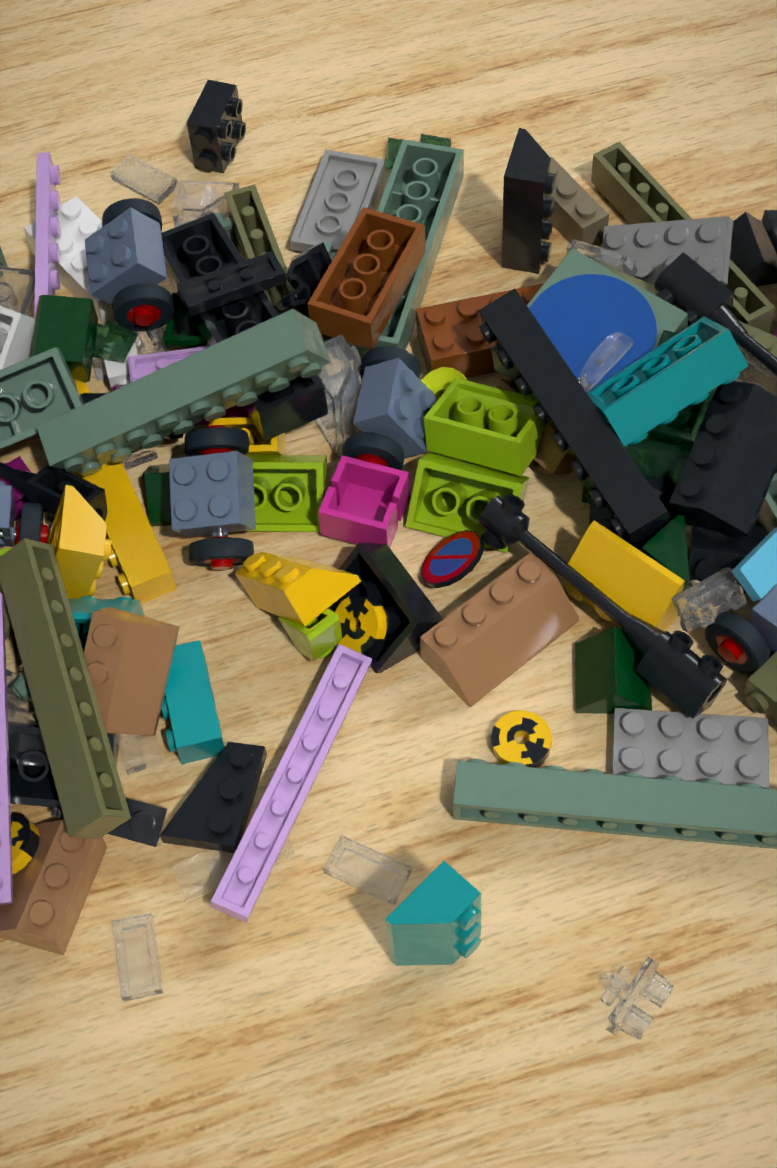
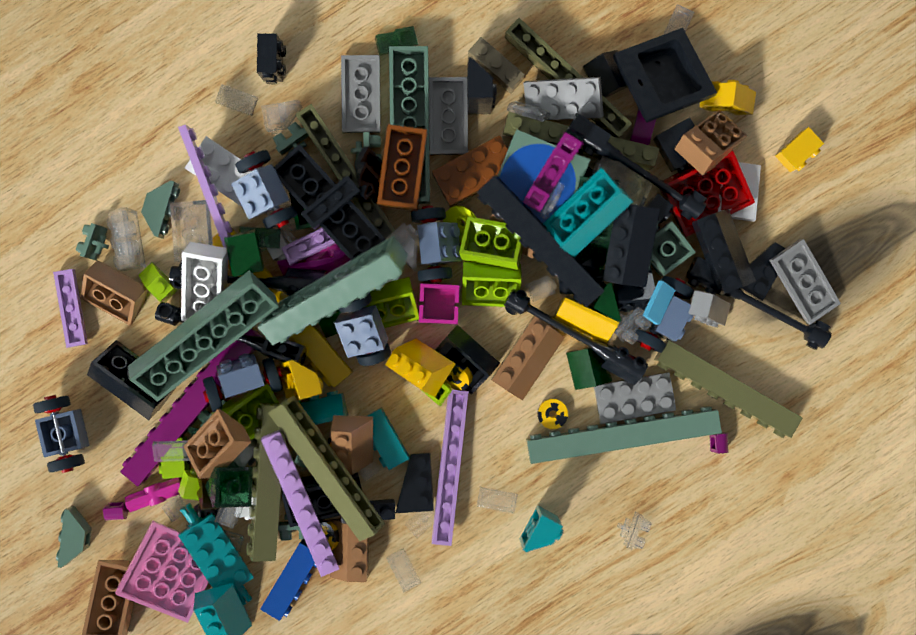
camera: 20 degrees left, 30 degrees up
(452, 559) = (493, 324): piece -> none
(466, 255) = (448, 115): none -> light grey plate
(556, 524) = (541, 288): none -> clear brick
(622, 310) = (552, 172): none -> magenta slope

